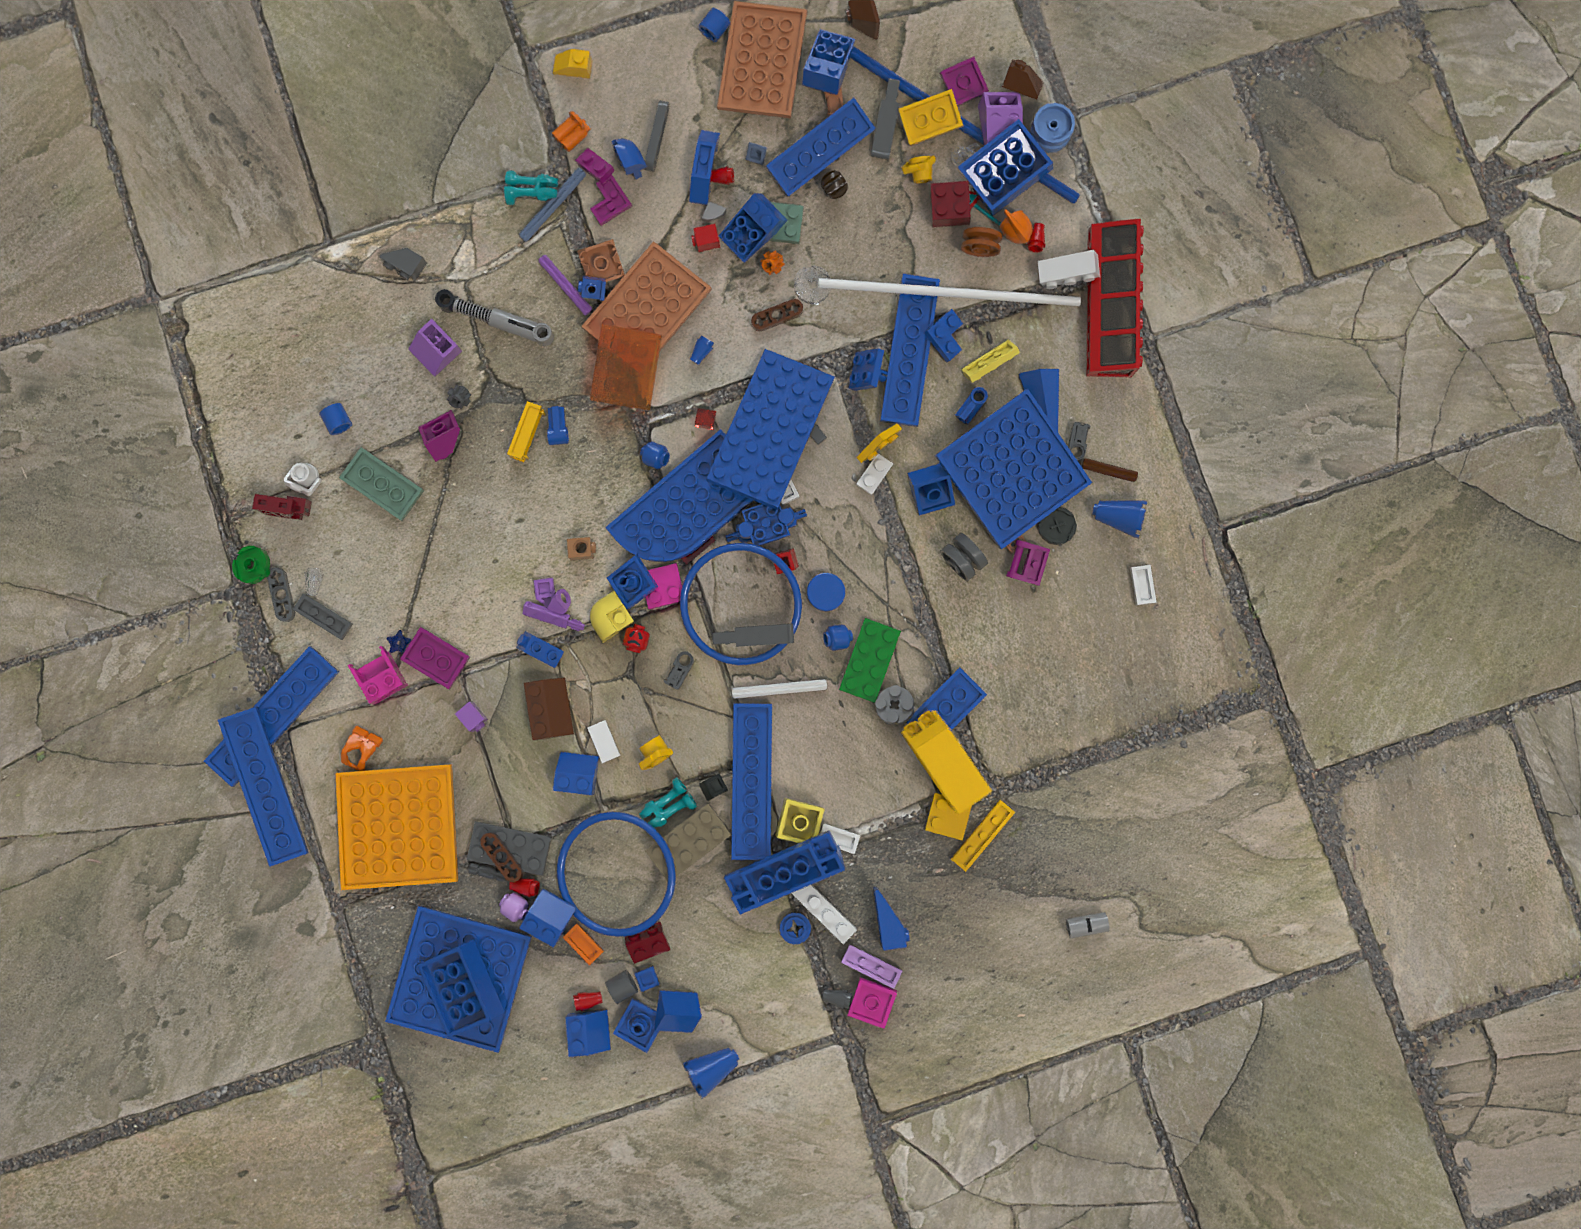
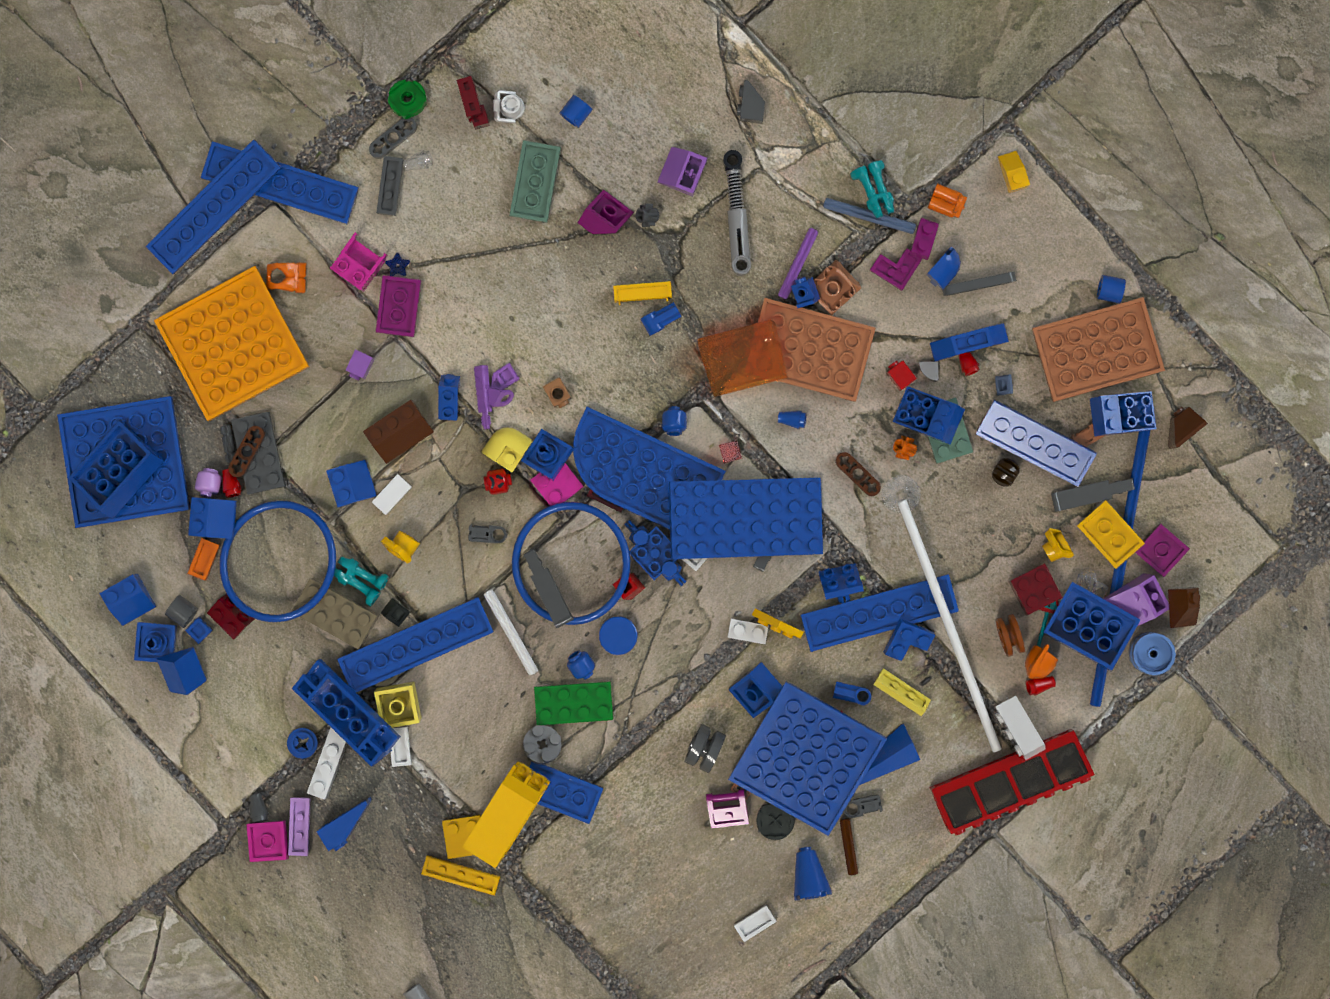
camera: 65 degrees right, 5 degrees up
(587, 1000) = (155, 584): red cone -> none
(710, 1069) = (144, 723): blue cone -> none

